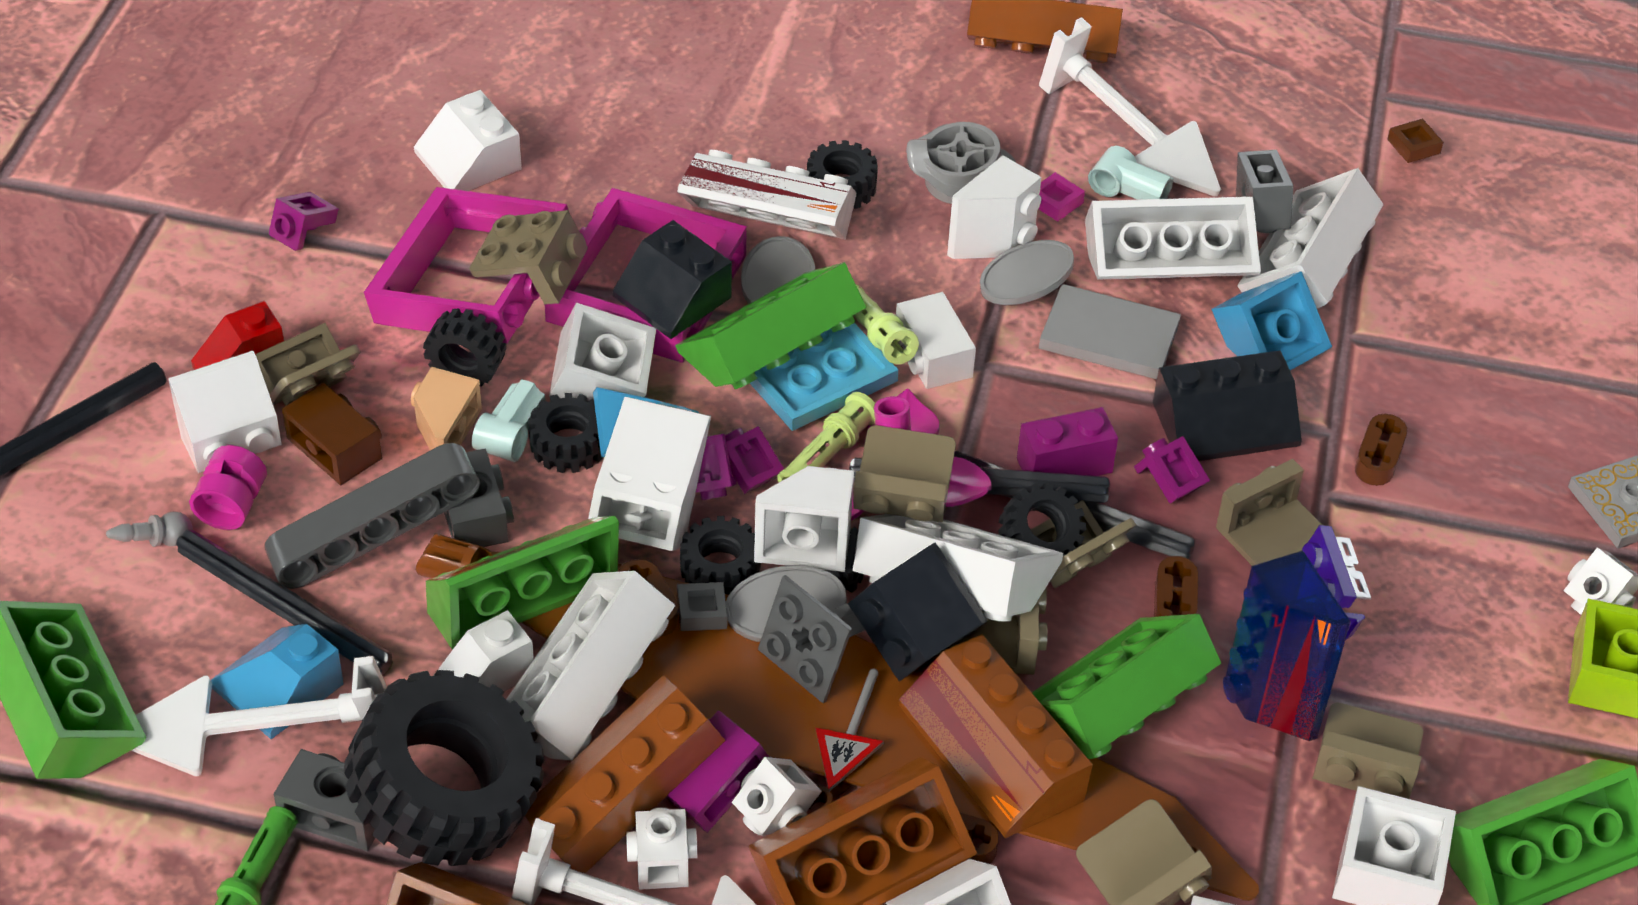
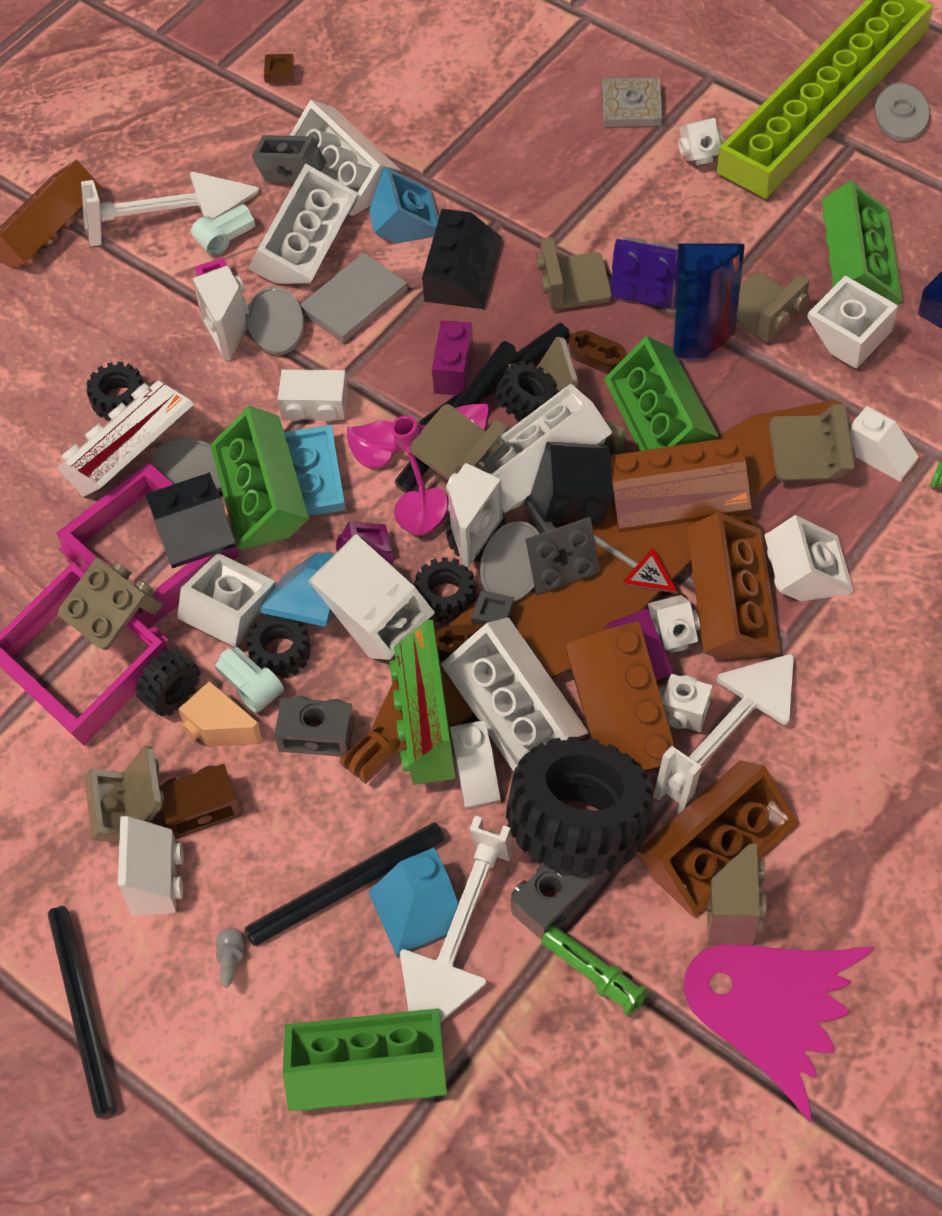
camera: 60 degrees left, 10 degrees up
(228, 487) = (222, 888): dark pink wheel -> none
(238, 333) = (70, 842): red slope -> none
(371, 515) = (309, 792): dark grey beam -> none
(846, 419) = (367, 480): yellowish green pin -> none
(886, 330) = (300, 416): yellowish green pin -> none
(953, 156) = (155, 324): light grey piece -> none
(1173, 468) = (495, 308): magenta bracket -> none
(1387, 451) = (528, 202): reddish brown beam -> none

